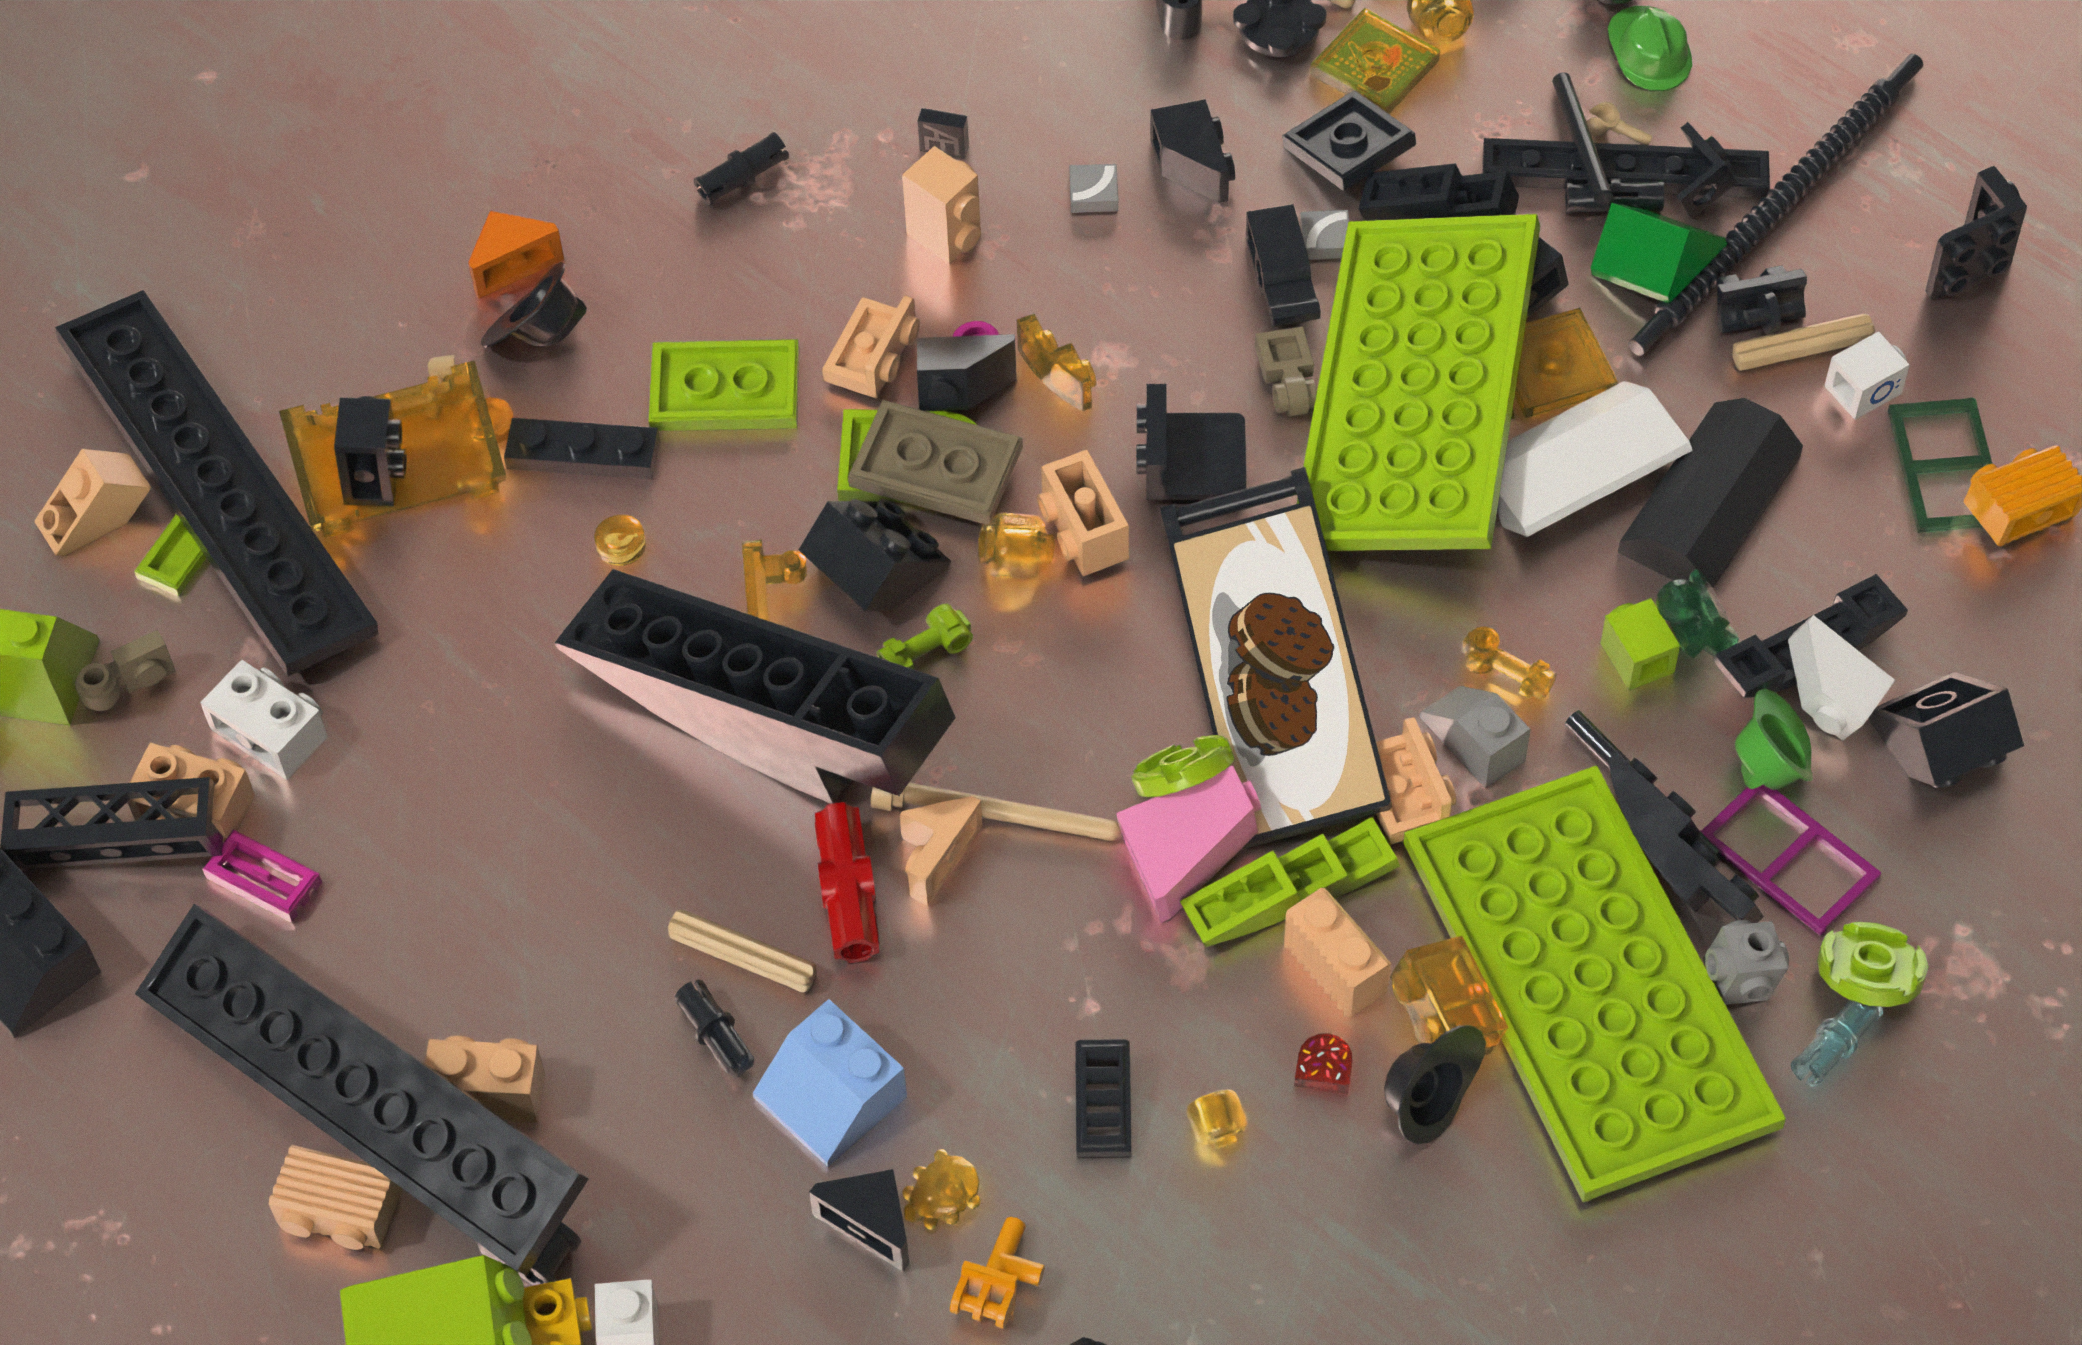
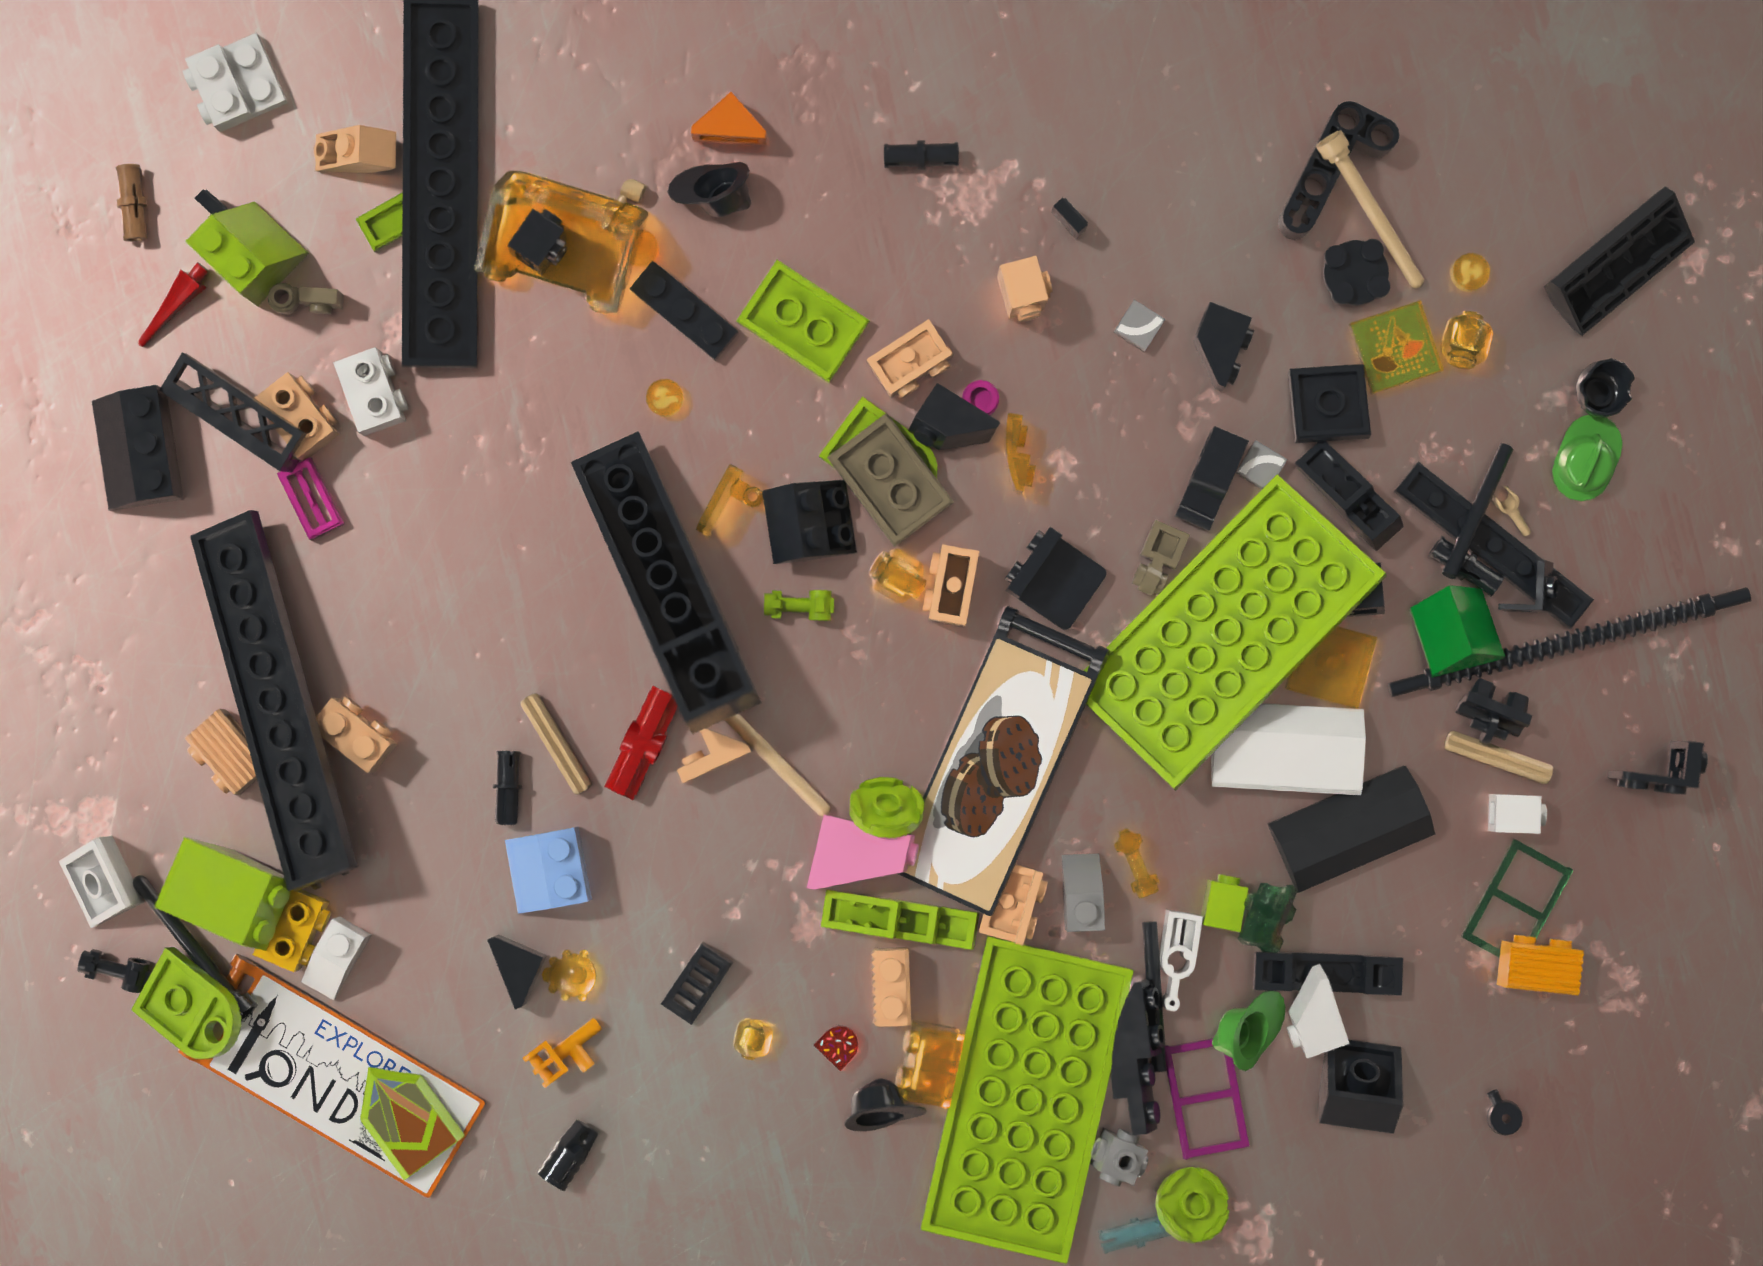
camera: 30 degrees right, 30 degrees up
(1629, 718) = (1188, 950): none -> white piece

